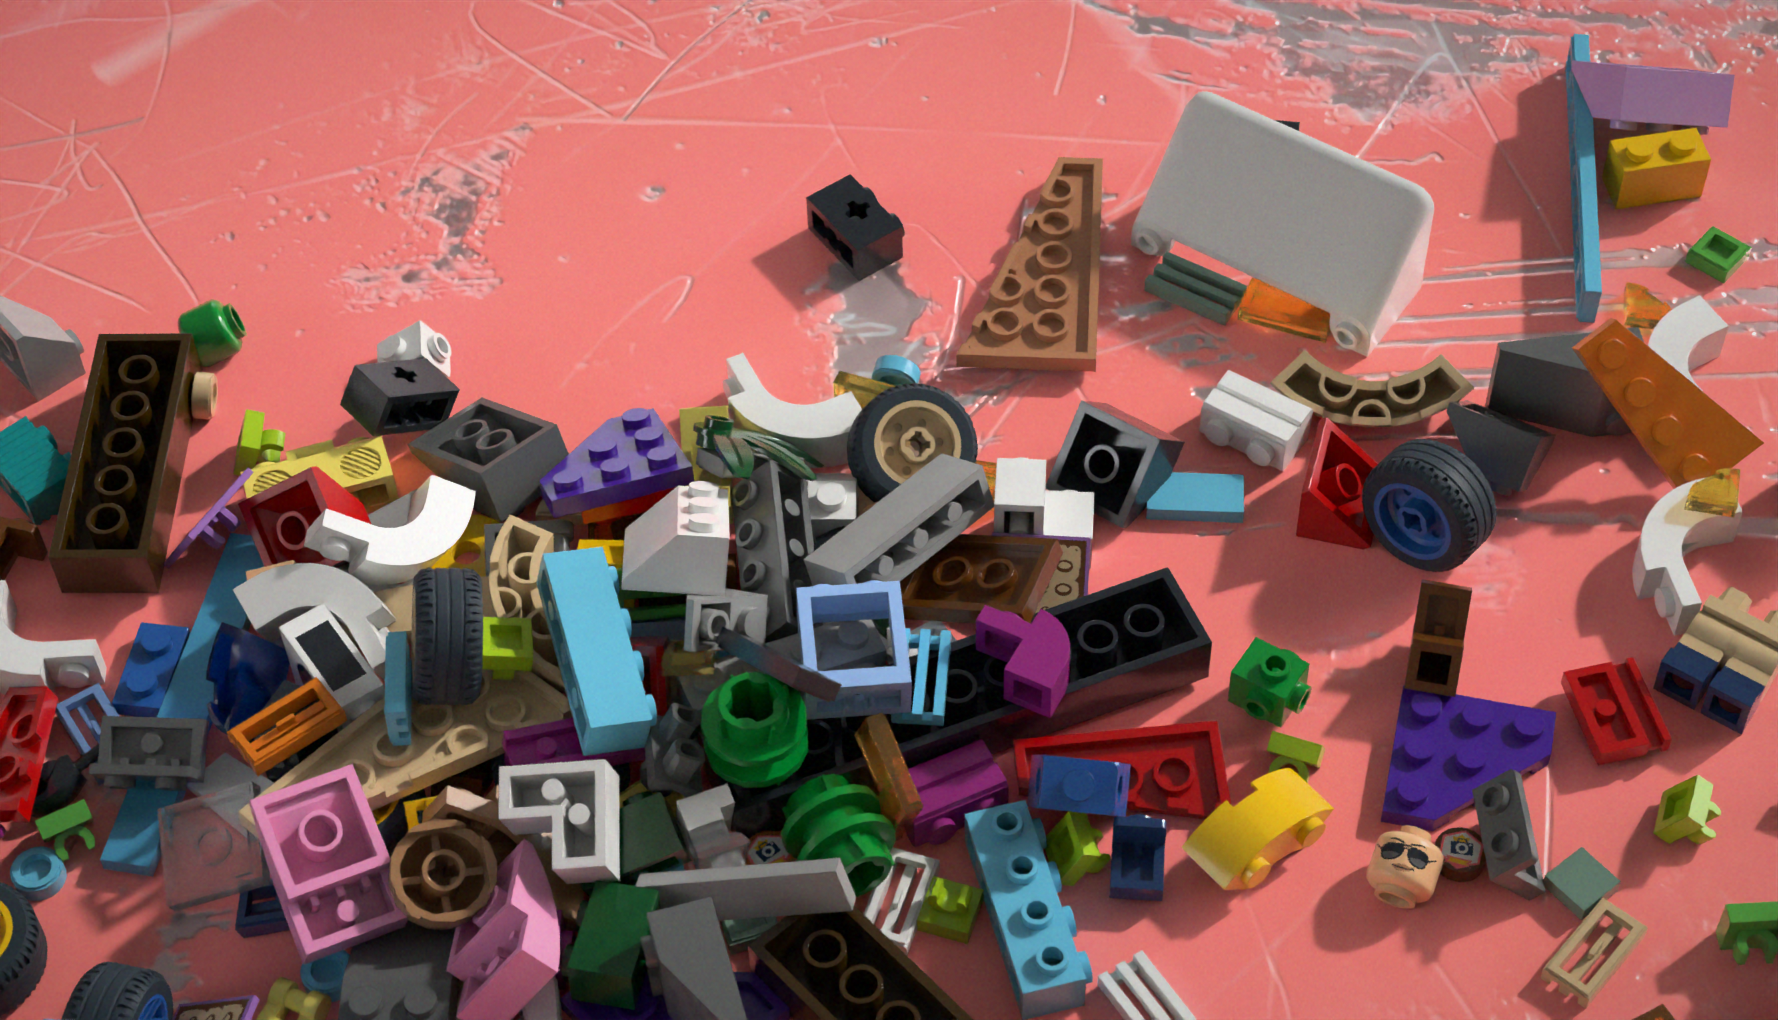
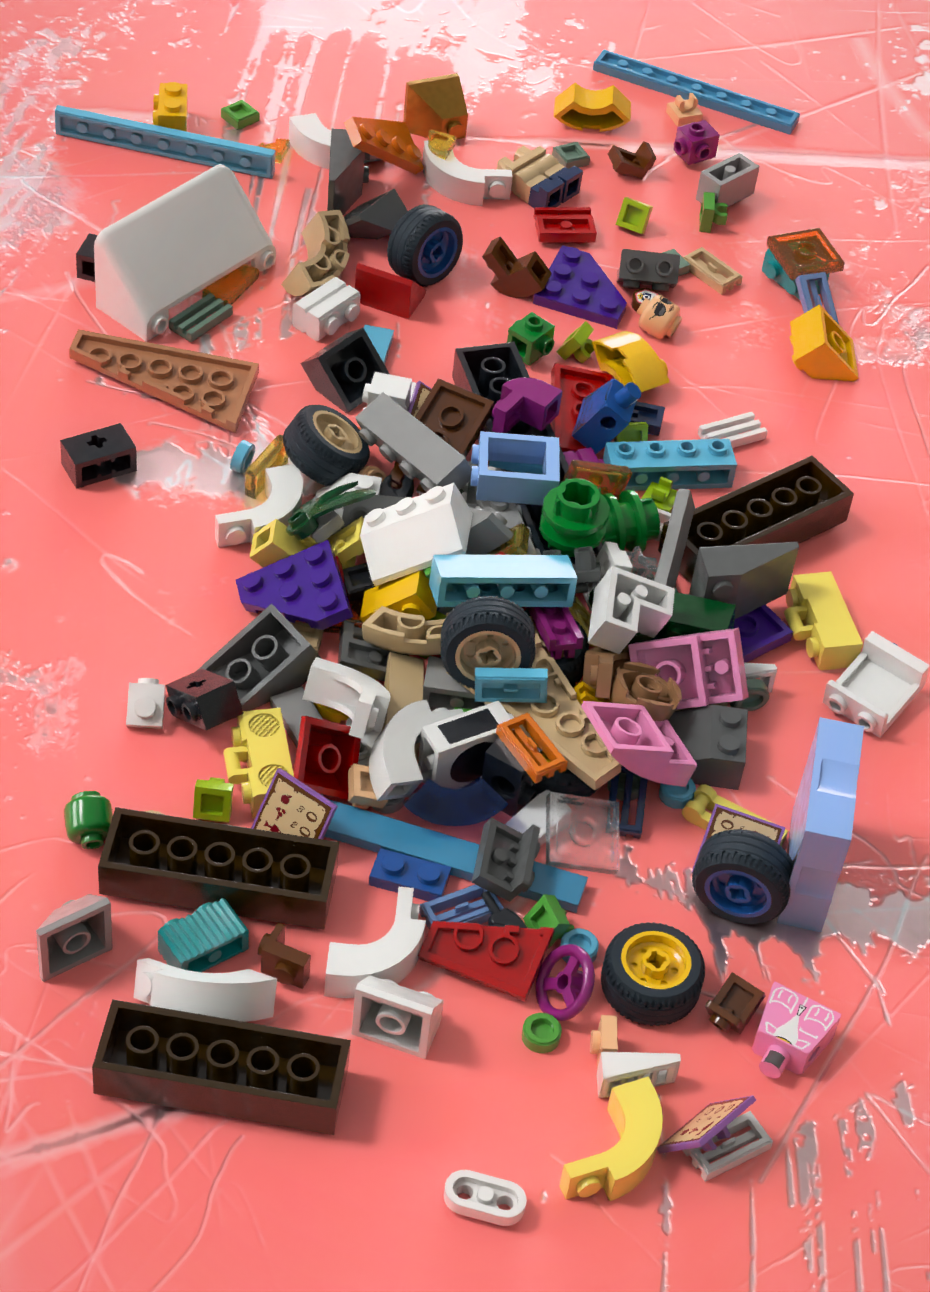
camera: 90 degrees left, 5 degrees down
(778, 665) = (544, 486): black tile -> none
(1655, 96) = (119, 92): lavender slope -> none

